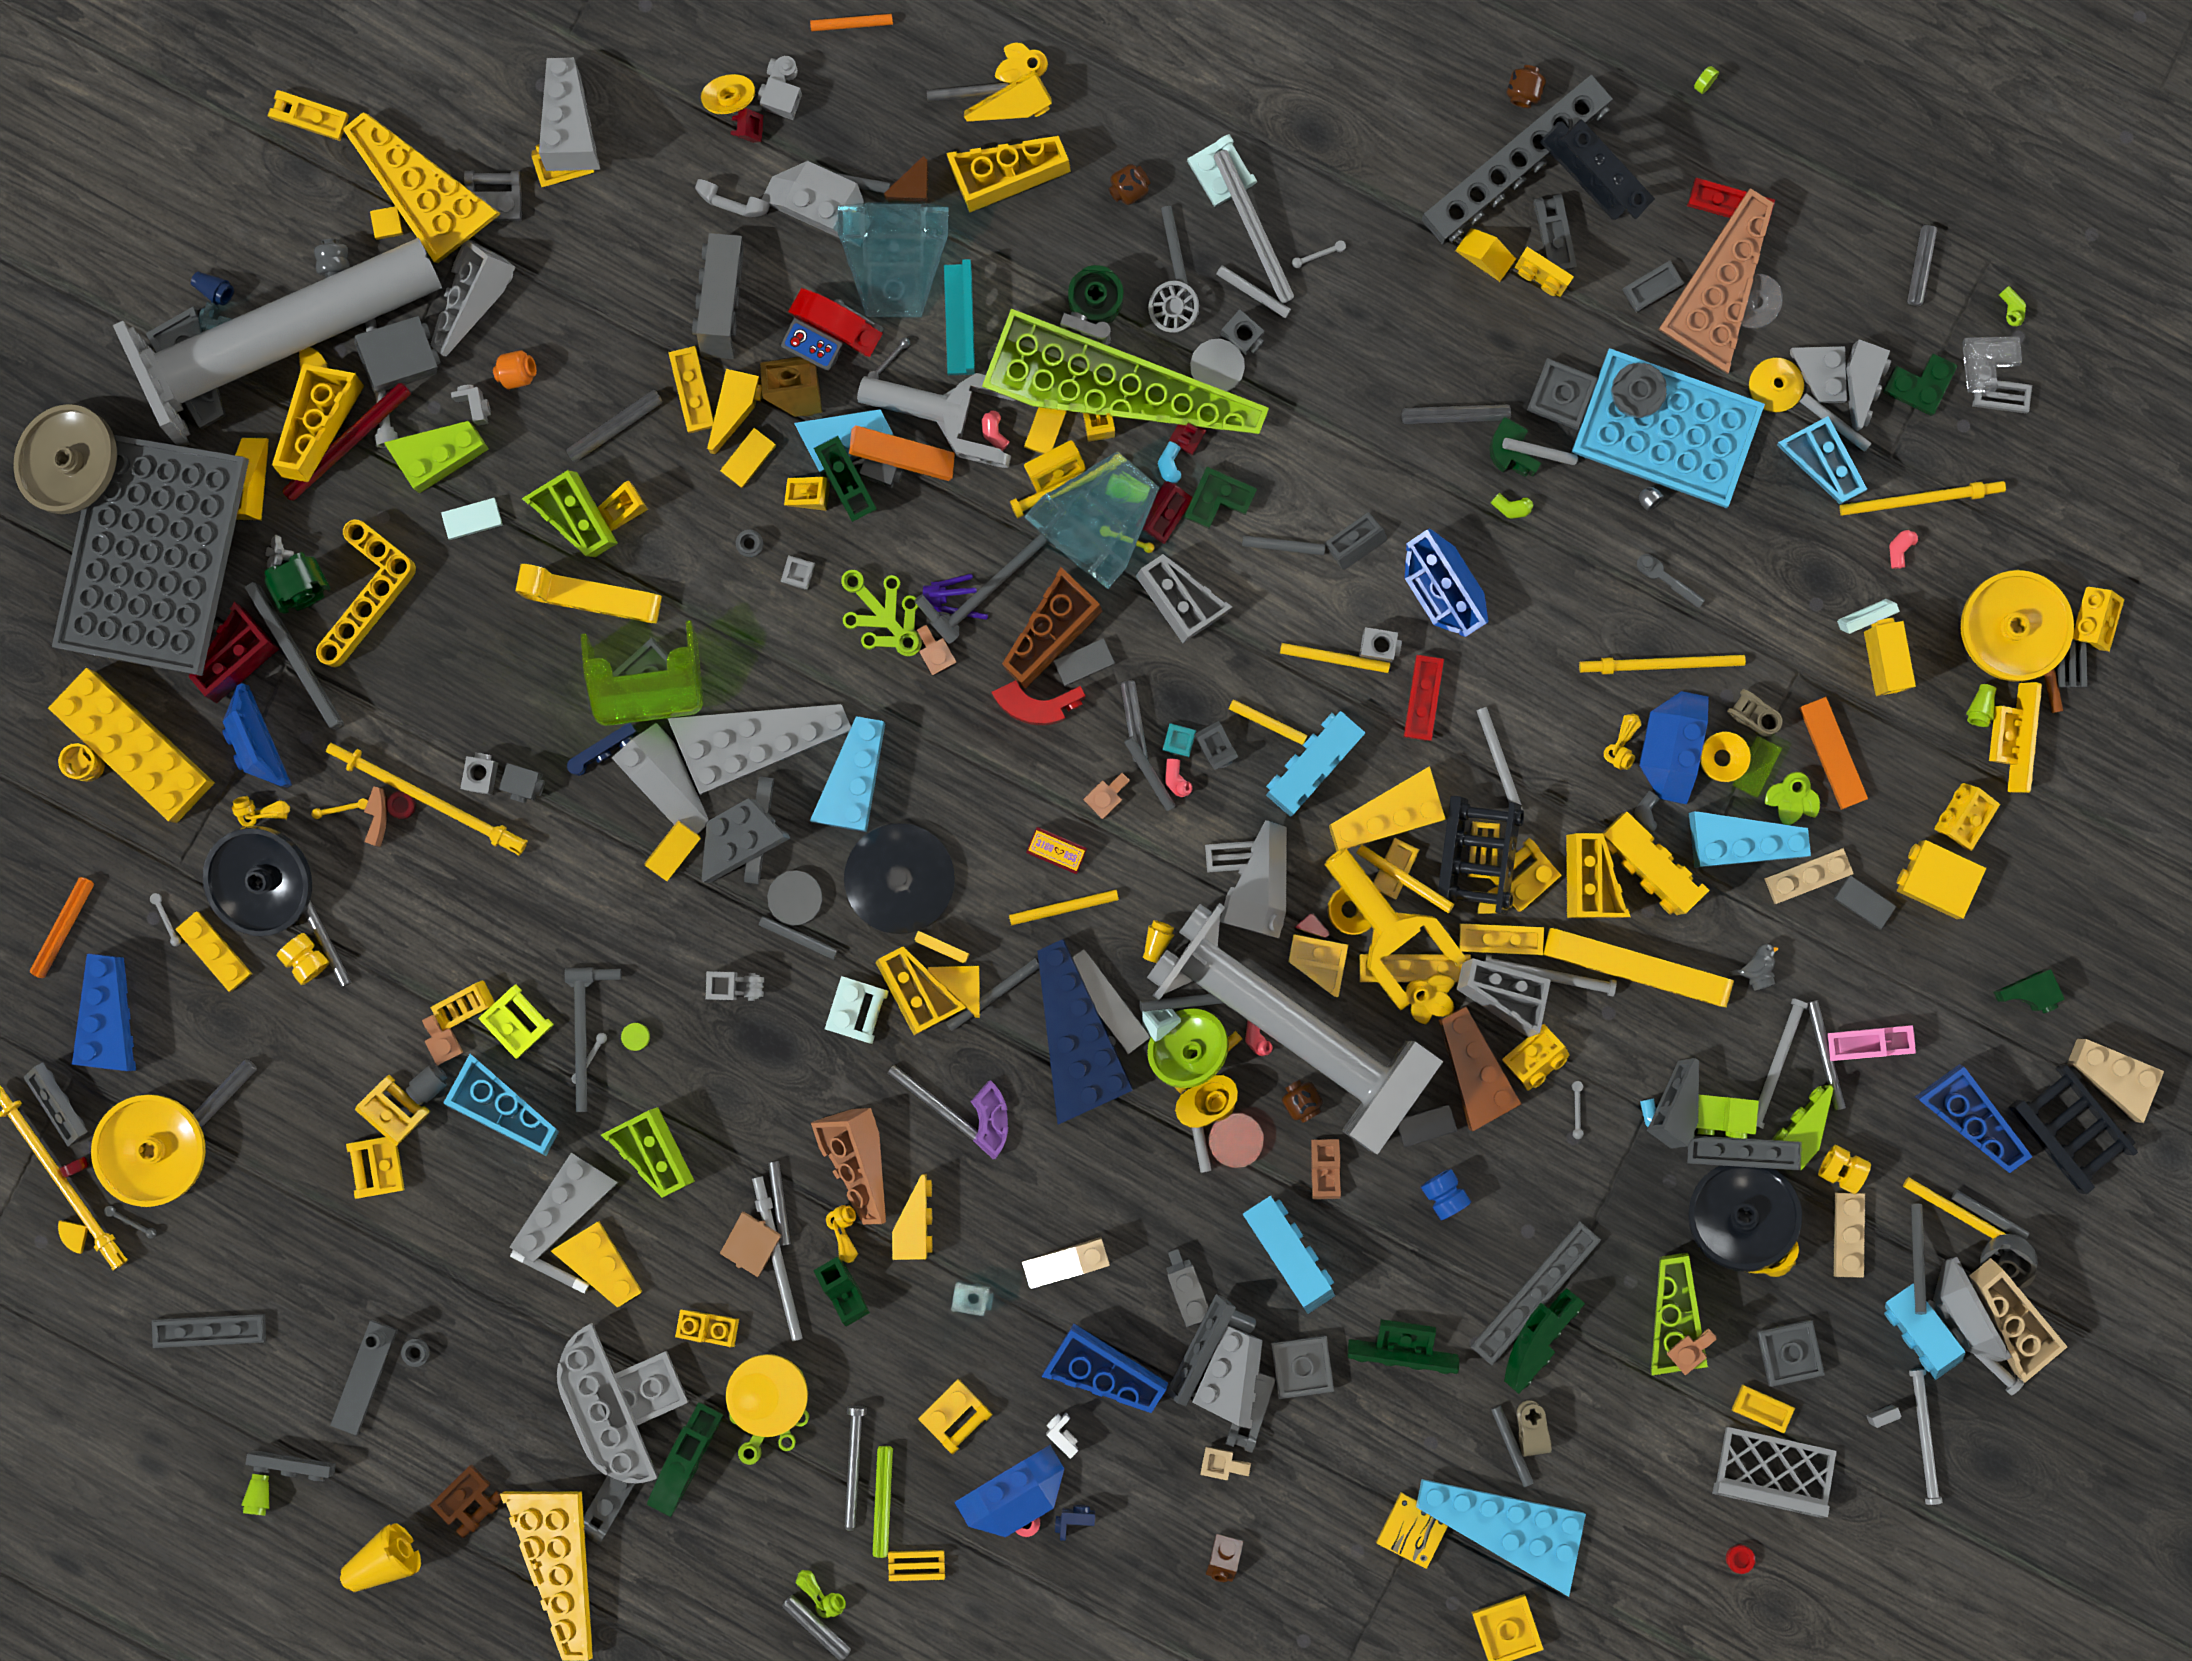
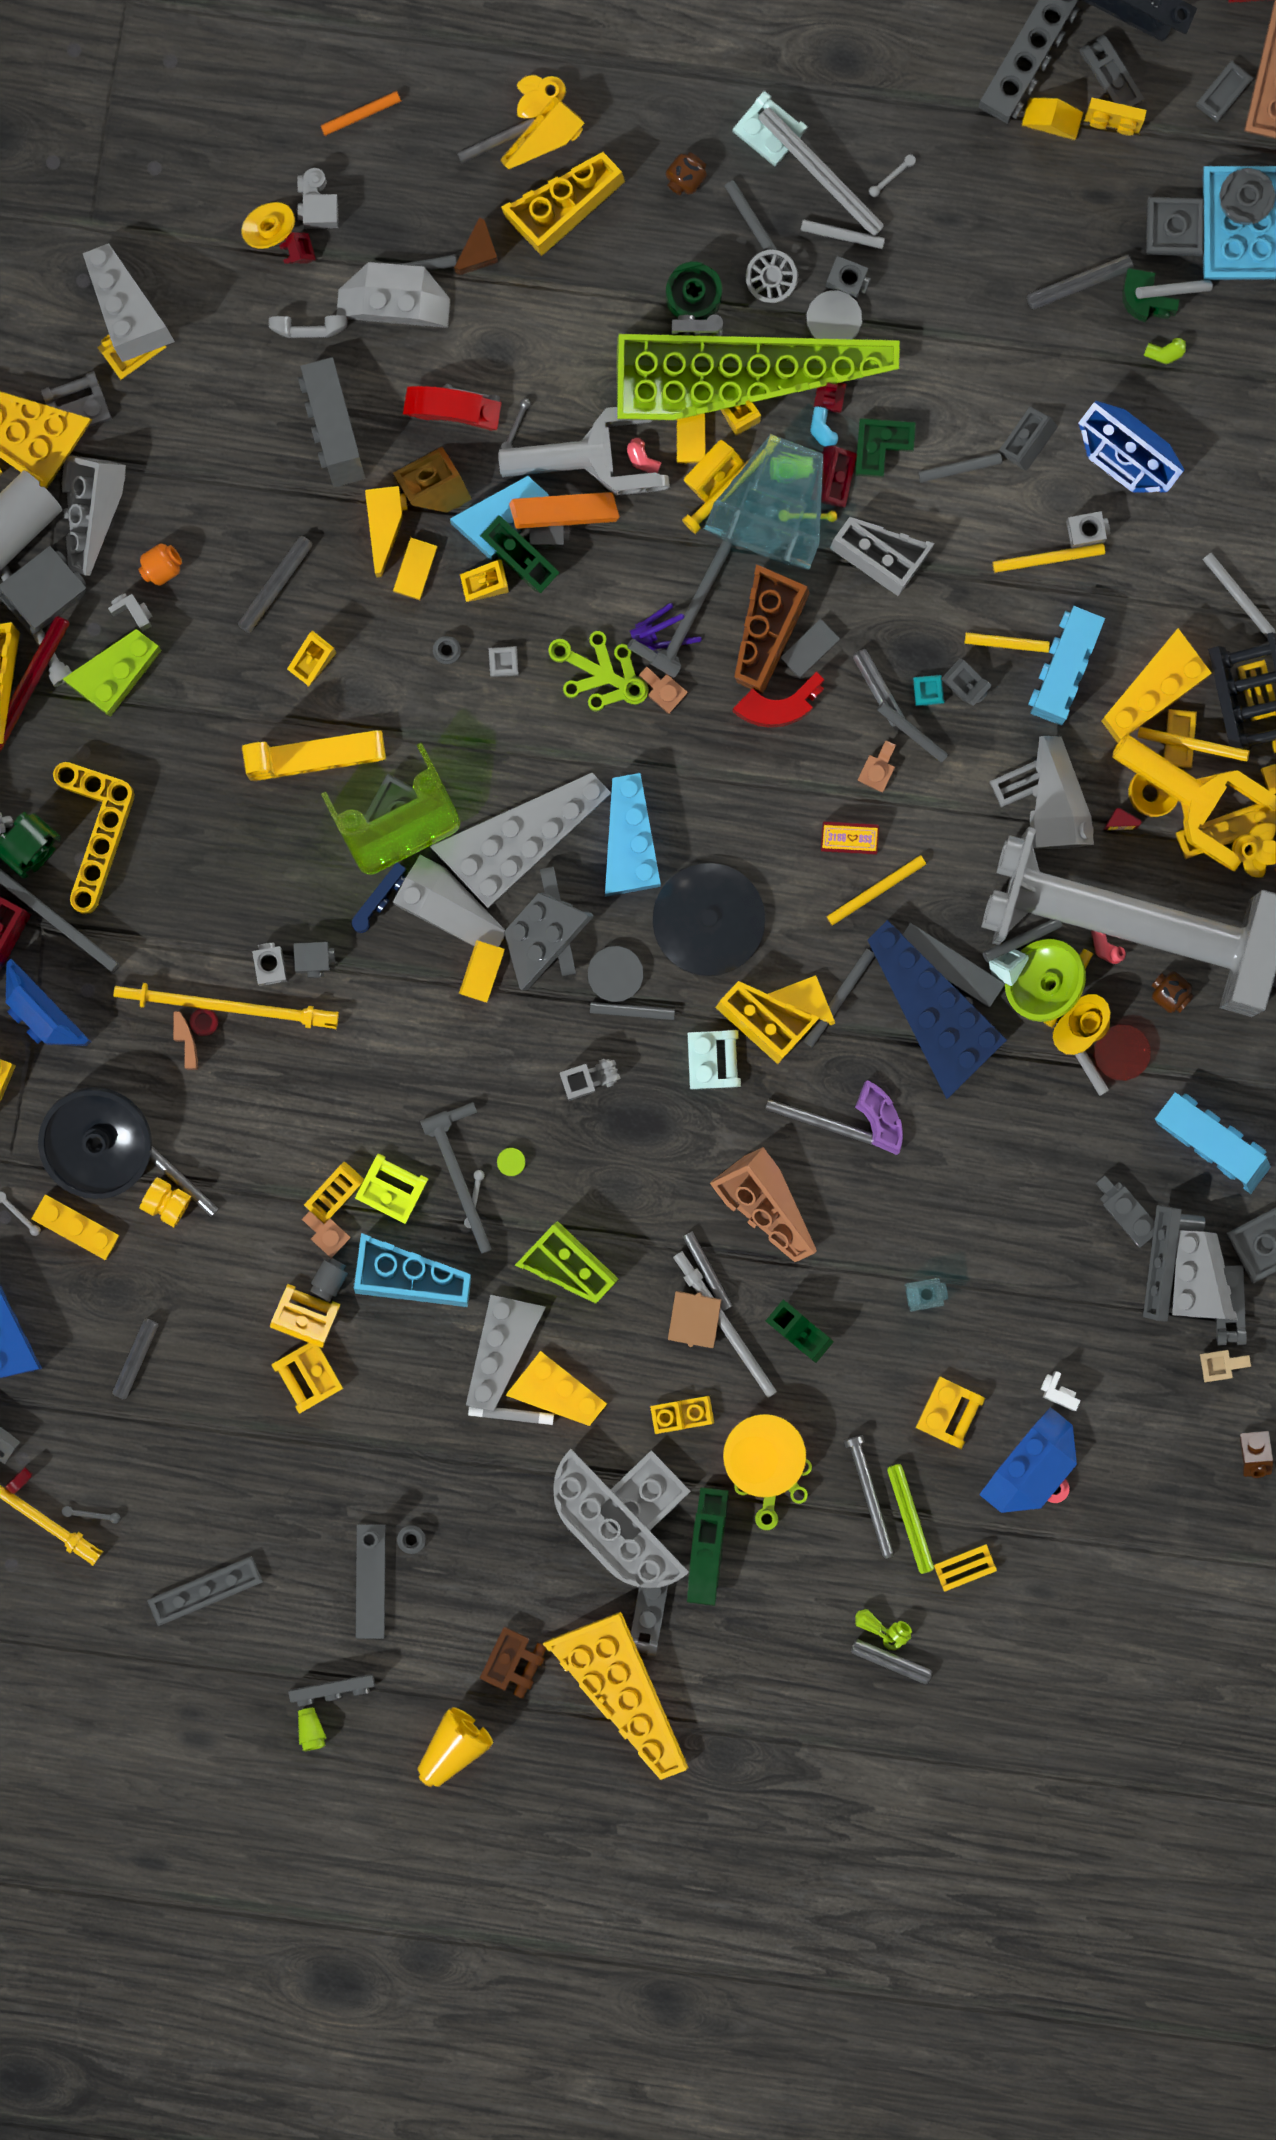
camera: 20 degrees left, 0 degrees up
(73, 1235) = (41, 1547): yellow tile -> none
(148, 1150) = (85, 1438): yellow dish -> none
(245, 806) = (55, 1077): yellow piece -> none
(317, 813) = (166, 1034): yellow hinge -> none
(472, 518) = (170, 722): light aqua tile -> none
(573, 512) = (268, 681): lime wedge -> none
(691, 389) = (337, 522): yellow plate -> none
(812, 344) = (437, 436): slope -> none
(843, 1218) = (775, 1262): yellow piece -> none
(893, 253) = (484, 321): clear light blue wedge -> none
(910, 1231) = (843, 1250): yellow slope -> none
(941, 947) = (774, 970): yellow tile -> none
(959, 318) = (570, 361): teal fence -> none
(1066, 1263) = (1003, 1228): slope -> none
(1077, 1516) = (1103, 1462): dark blue bracket -> none
(1099, 1368) = (1068, 1315): blue wedge -> none
(1157, 940) = (978, 888): yellow cone -> none
(1175, 781) = (938, 730): coral arm -> none
(1320, 961) = (1140, 853): yellow wing -> none
(1325, 1169) = (1218, 1049): nougat slope -> none
(1423, 698) = (1147, 565): red plate -> none

